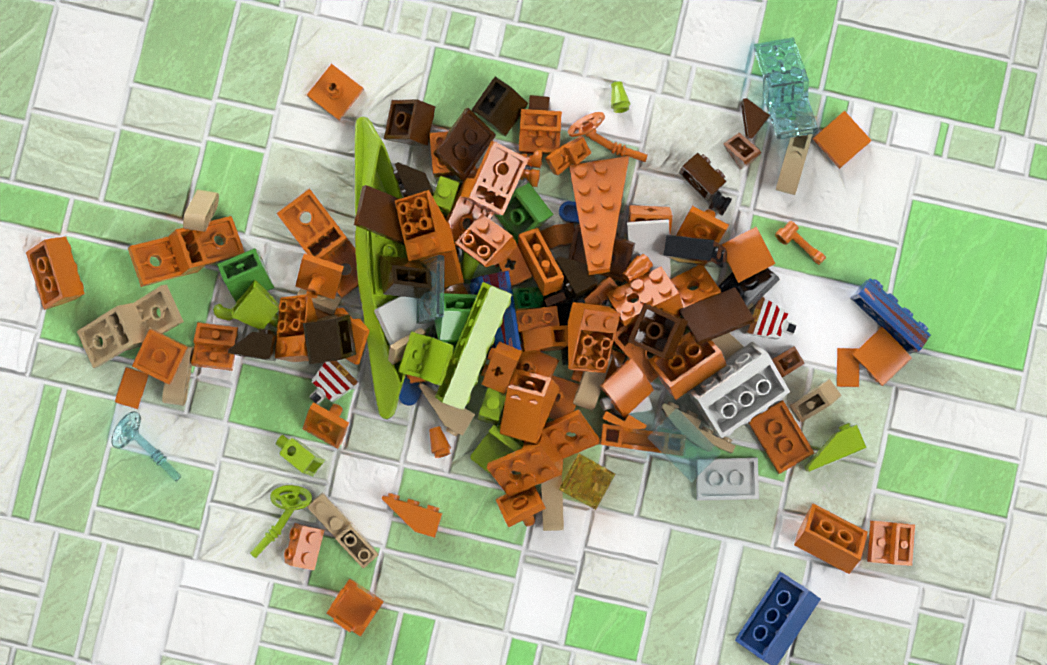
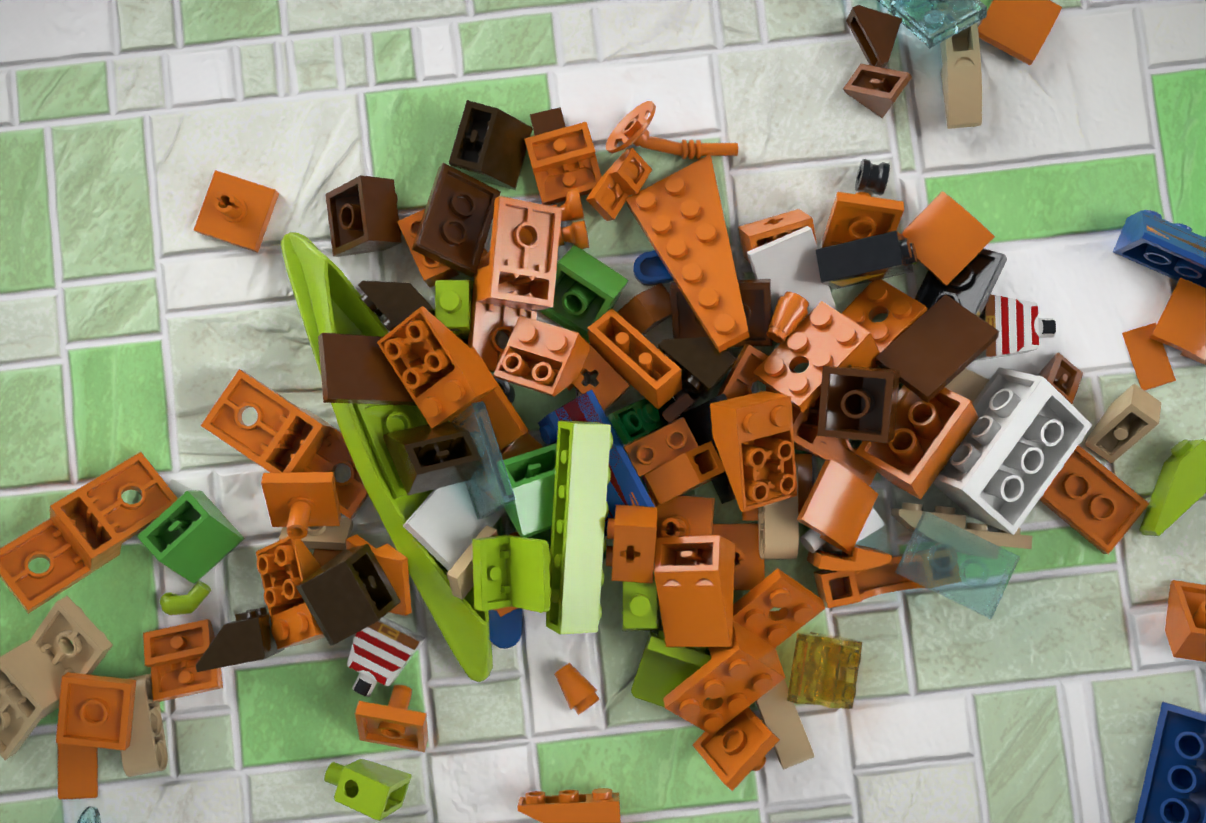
camera: 15 degrees left, 0 degrees up
(201, 210) = (85, 462): tan beam -> none
(256, 307) = (223, 580): lime torso -> none
(452, 417) = (585, 648): tan slope -> none
(468, 266) = (528, 404): lime cone -> none
(619, 99) = (666, 74): lime cone -> none
(702, 176) = (833, 146): reddish brown slope -> none
(729, 480) = (1040, 589): white tile -> none
(789, 233) = (989, 187): orange brick -> none

